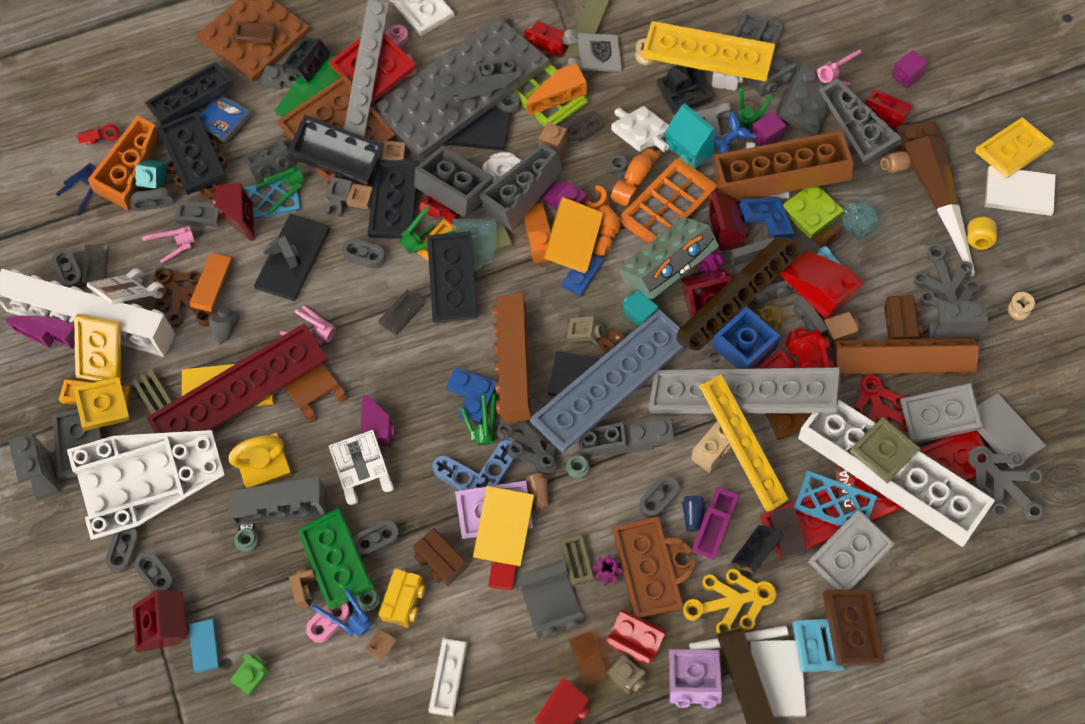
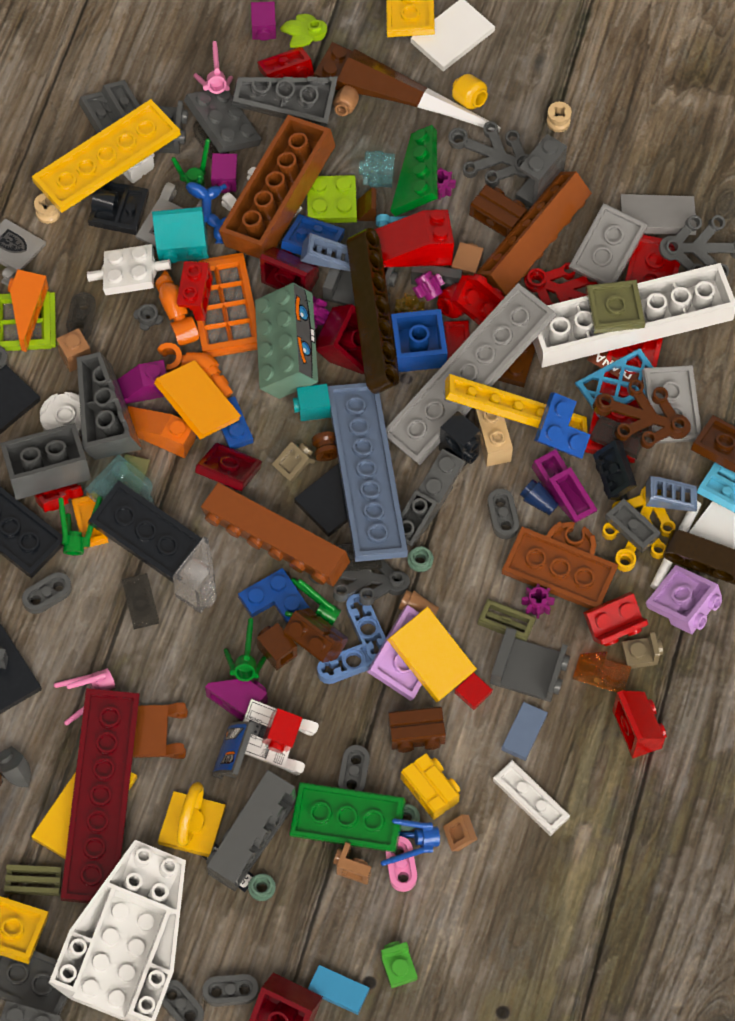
camera: 60 degrees left, 0 degrees up
(327, 447) = (233, 749): none -> slope
(362, 466) = (281, 731): none -> red brick
(396, 407) = (245, 665): none -> green plant
(433, 419) = (276, 646): none -> reddish brown brick
(443, 331) = (196, 579): none -> clear slope
(454, 437) = (315, 635): none -> reddish brown brick
(497, 635) = (524, 731): none -> sand blue tile
(543, 292) = (228, 466): none -> dark red tile
(657, 175) = (195, 288): none -> red bracket
(688, 423) = (460, 438): none -> black brick
(723, 595) = (632, 525): none -> dark grey plate
(750, 484) = (555, 428): none -> blue plate
(760, 221) = (316, 258): none -> sand blue slope
(773, 592) = (654, 500): none -> sand blue slope
(793, 315) = (428, 285): none -> magenta gear
(819, 539) = (646, 415): none -> reddish brown plant
(879, 247) = (418, 173): none -> green wing
(888, 267) = (444, 183): none -> magenta gear
(929, 99) = (304, 30): none -> lime plate

